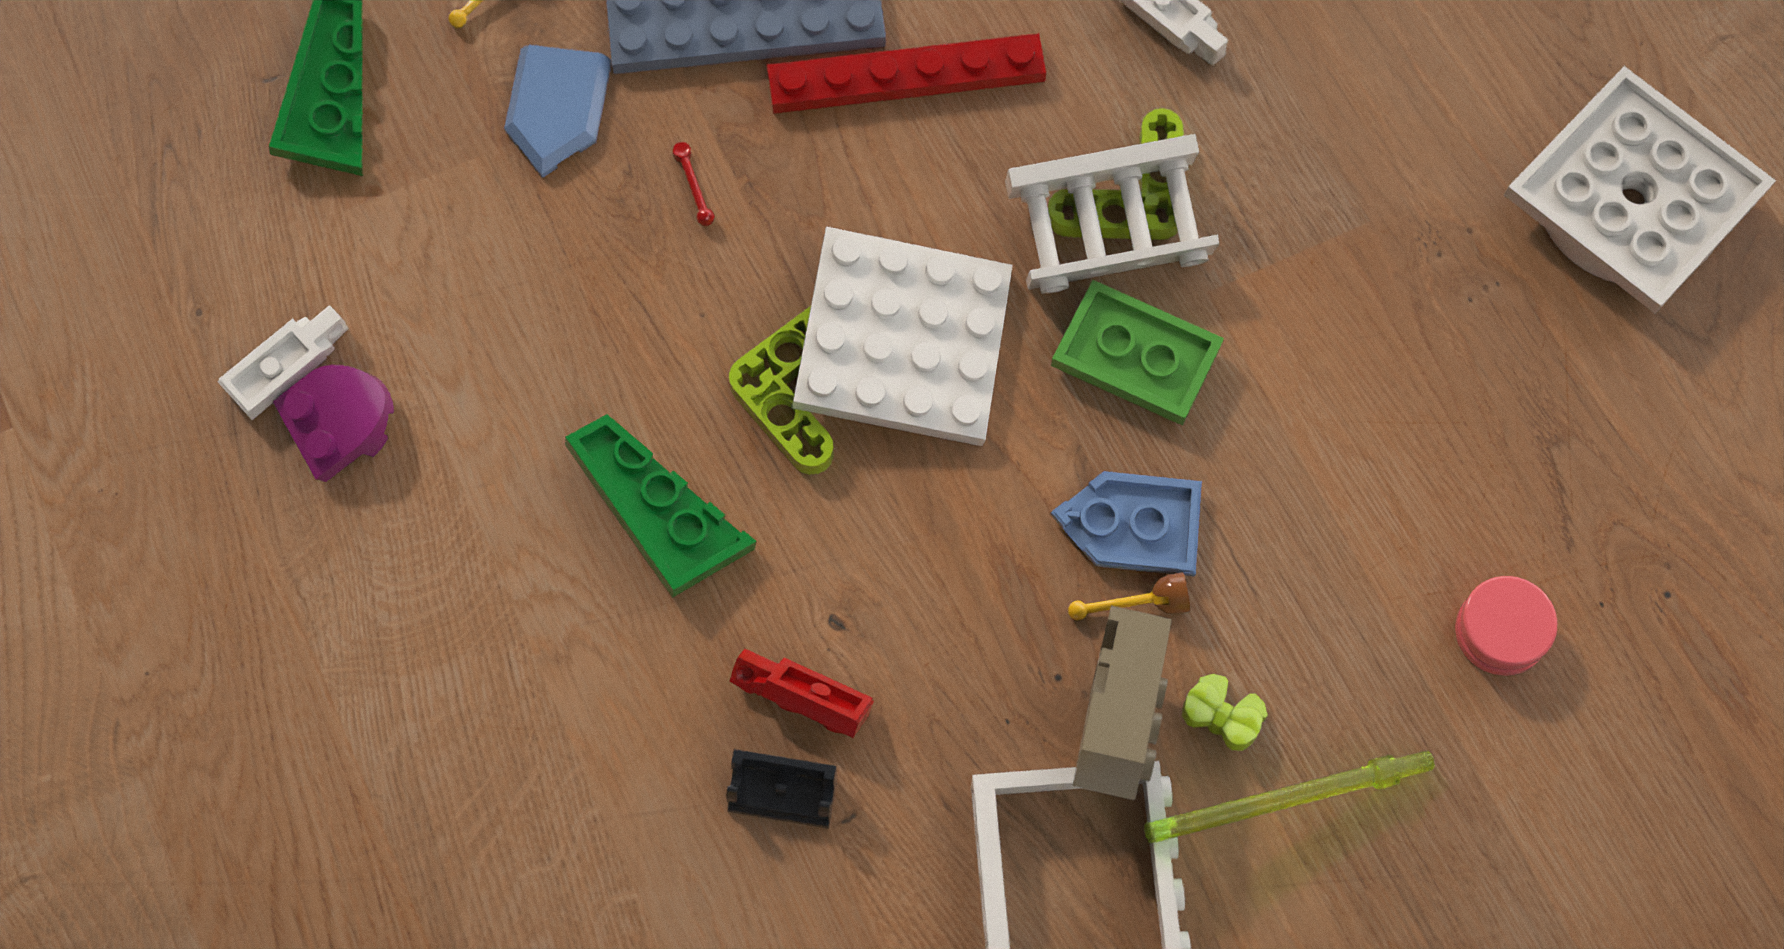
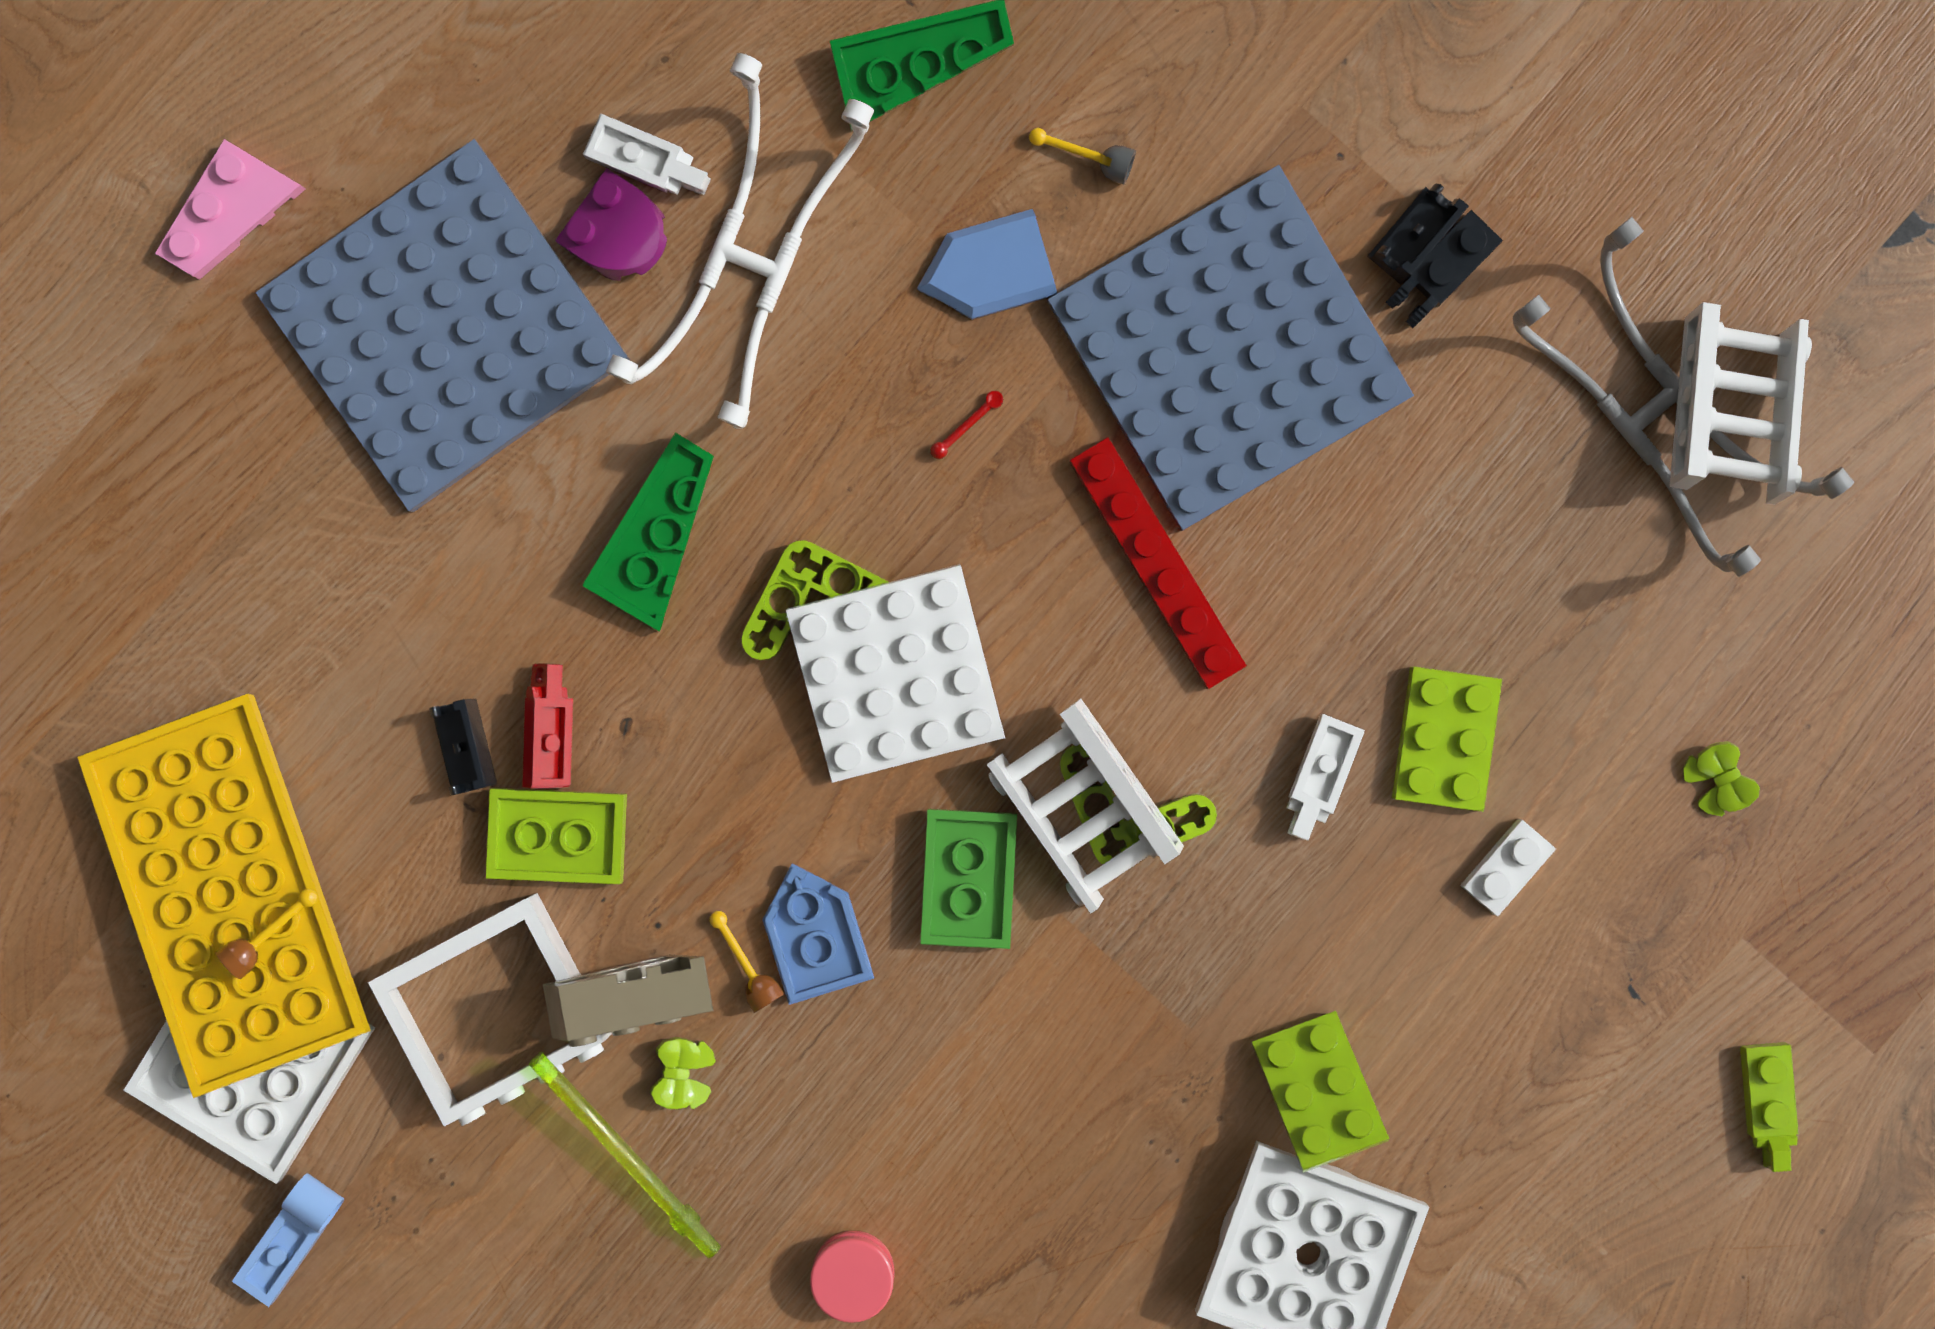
camera: 60 degrees right, 20 degrees up
(99, 798) = (223, 208): none -> bright pink wing
(339, 631) = (442, 326): none -> sand blue plate
(479, 423) = (776, 271): none -> white bar
(919, 732) = (556, 836): none -> lime plate
(1476, 120) = (1320, 1091): none -> lime plate

